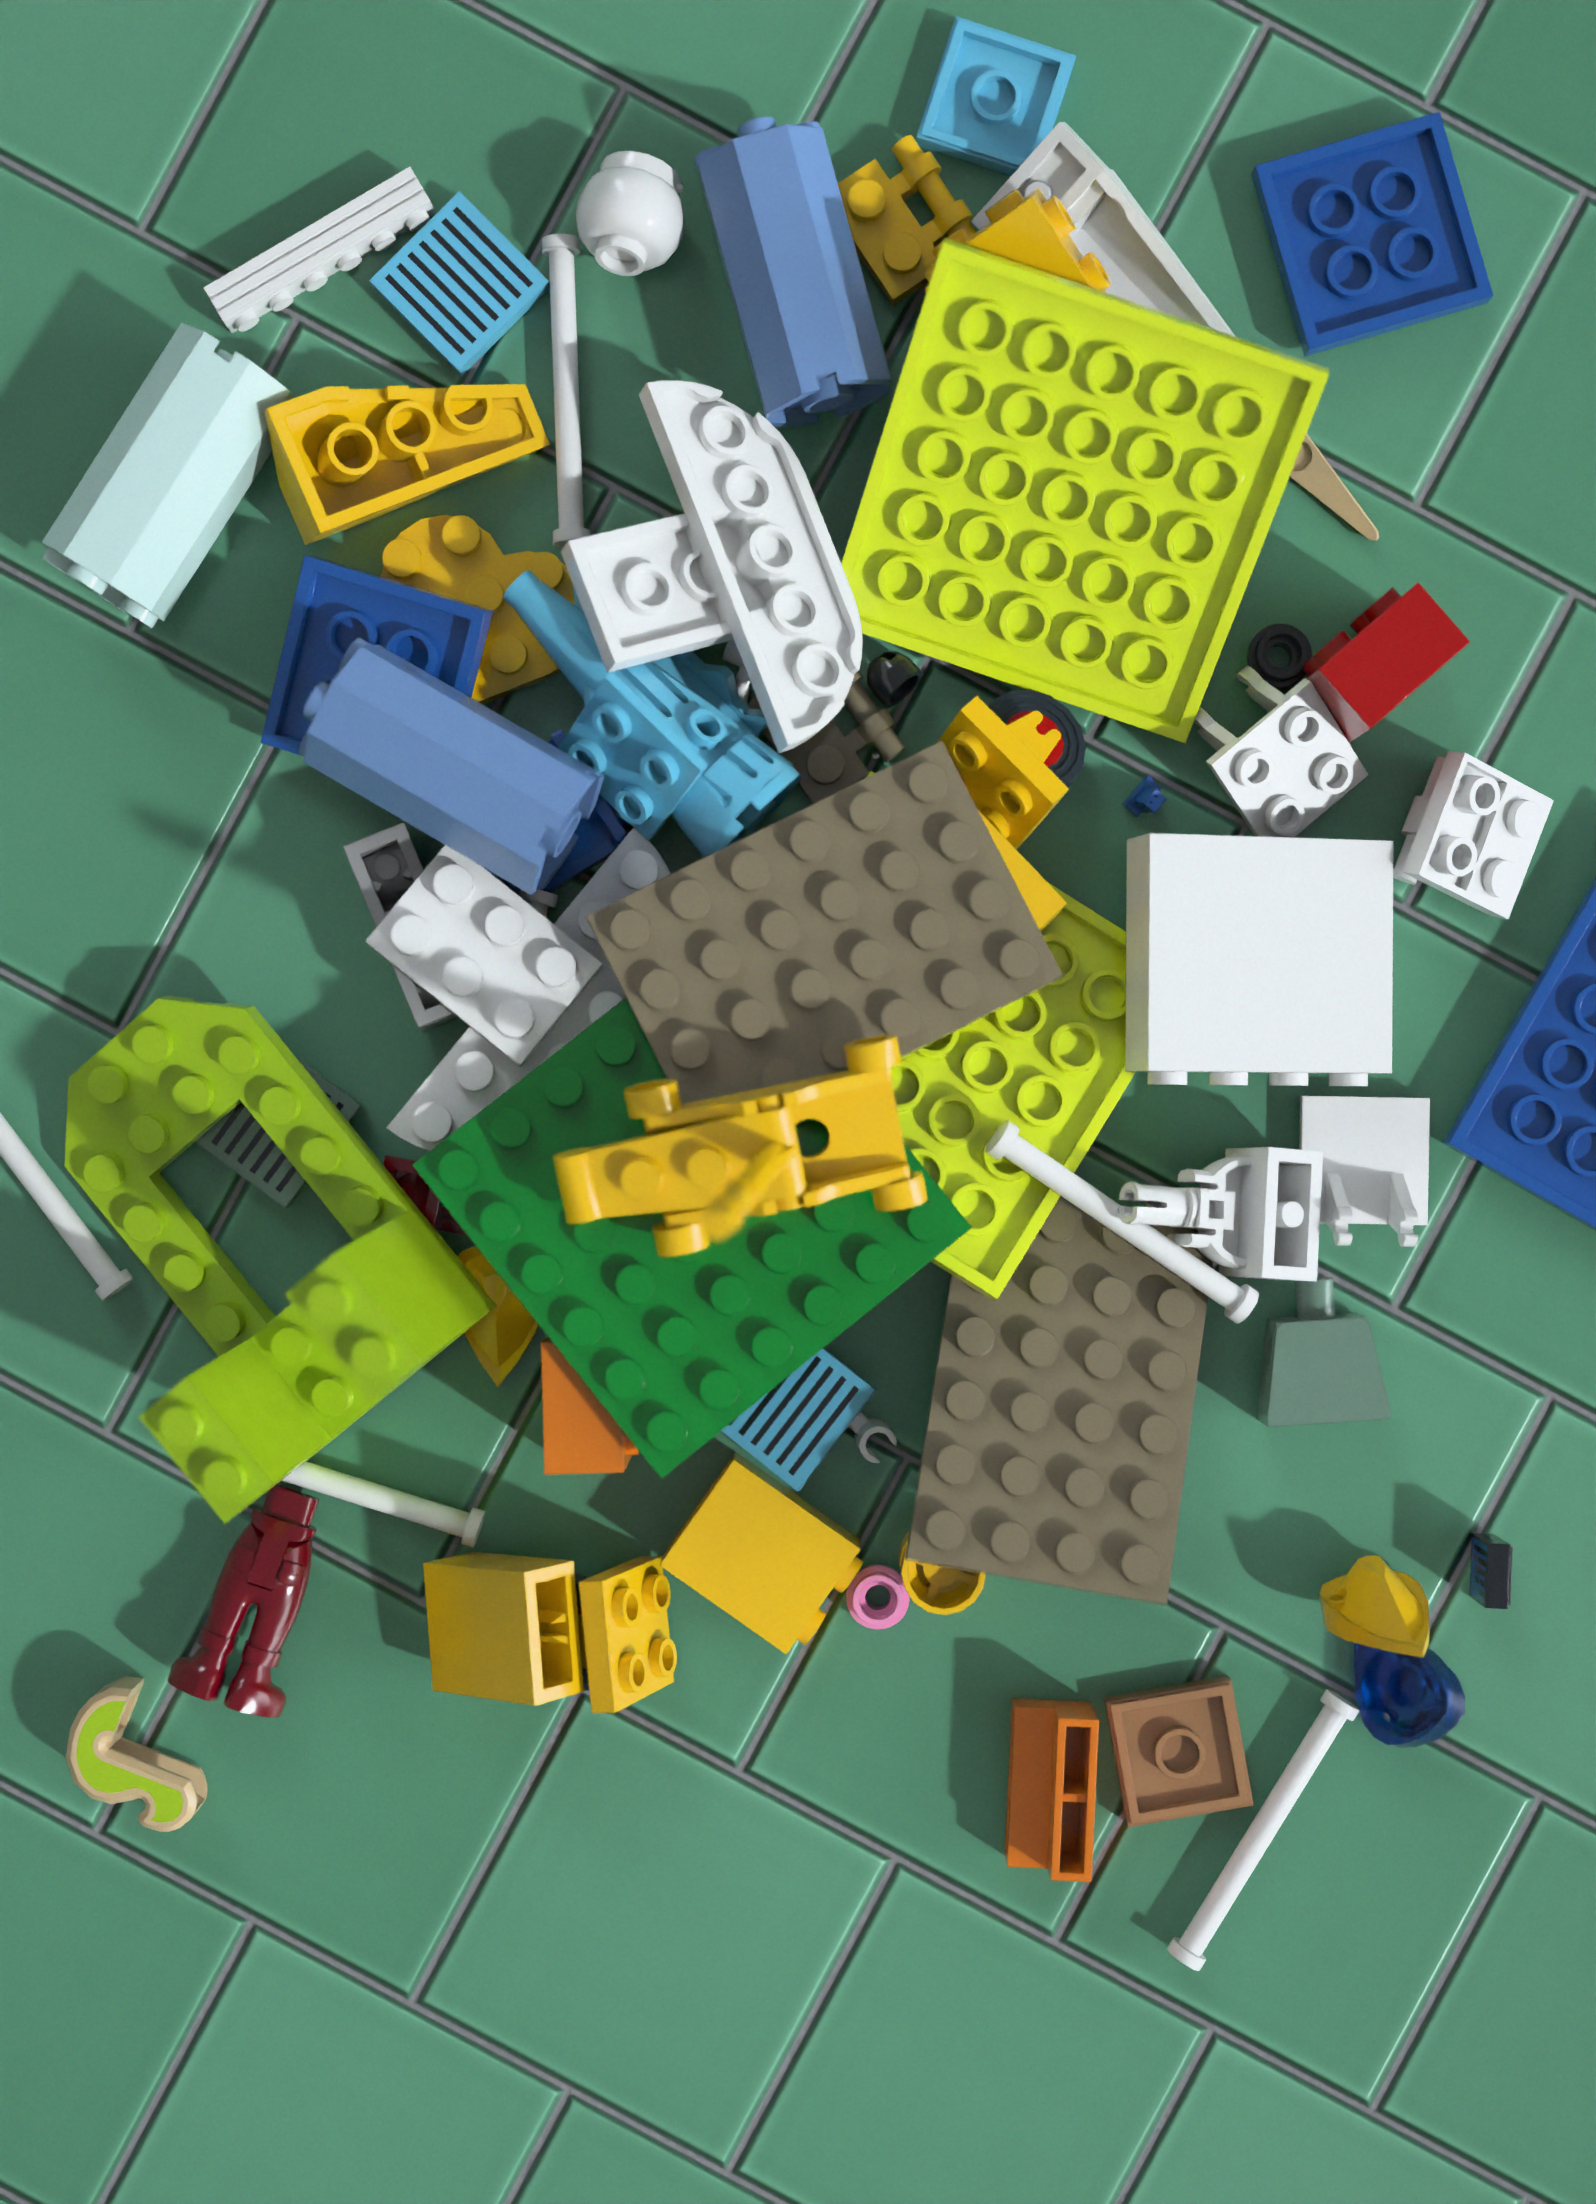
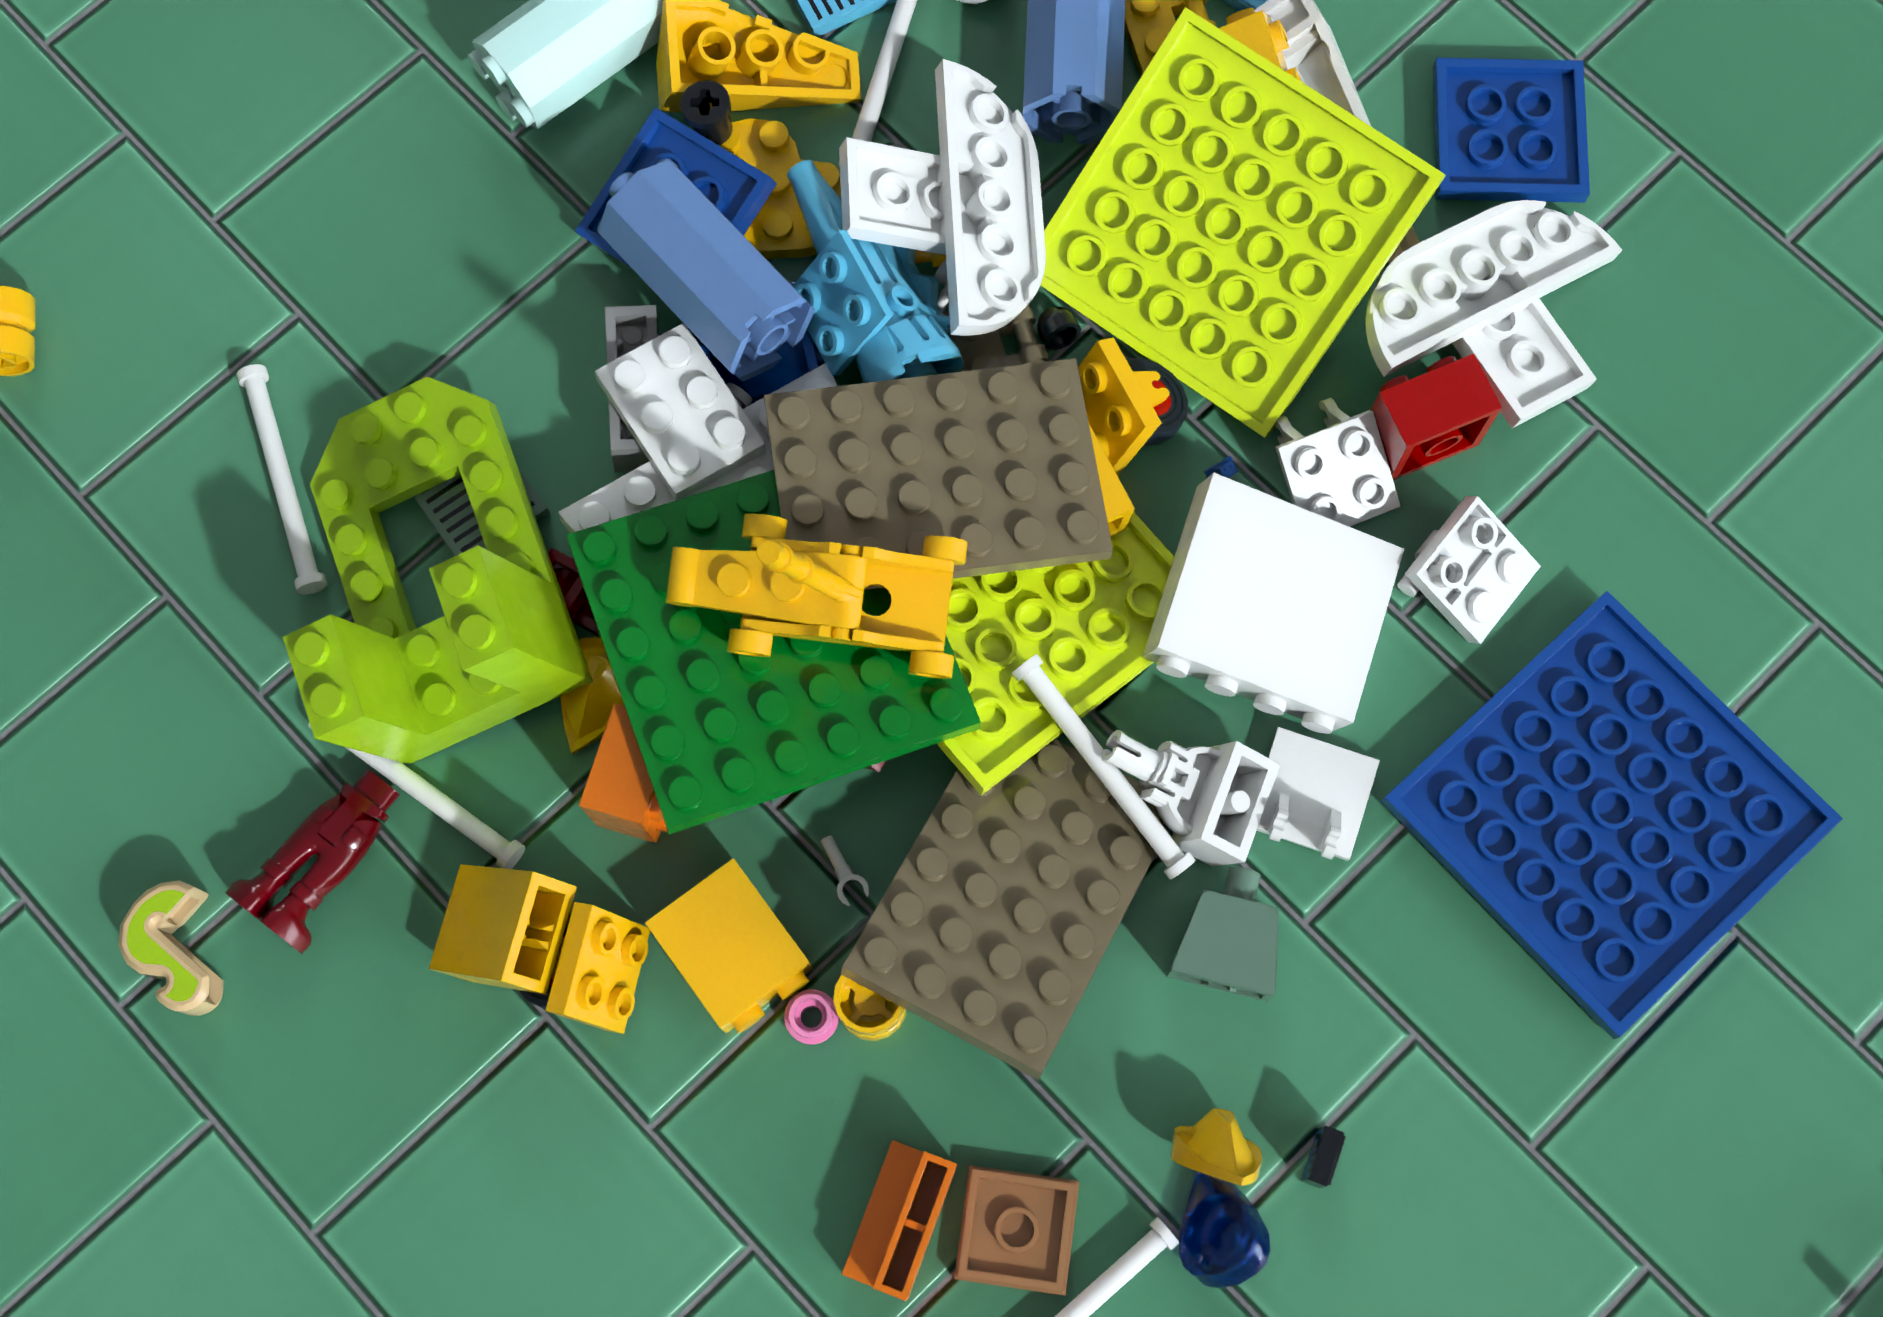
camera: 25 degrees right, 15 degrees down
(356, 534) = (704, 118): none -> black bush
(802, 1418) = (794, 841): medium azure tile -> none
(1292, 641) = (1355, 385): black plate -> none
(1399, 486) = (1482, 294): none -> white plate

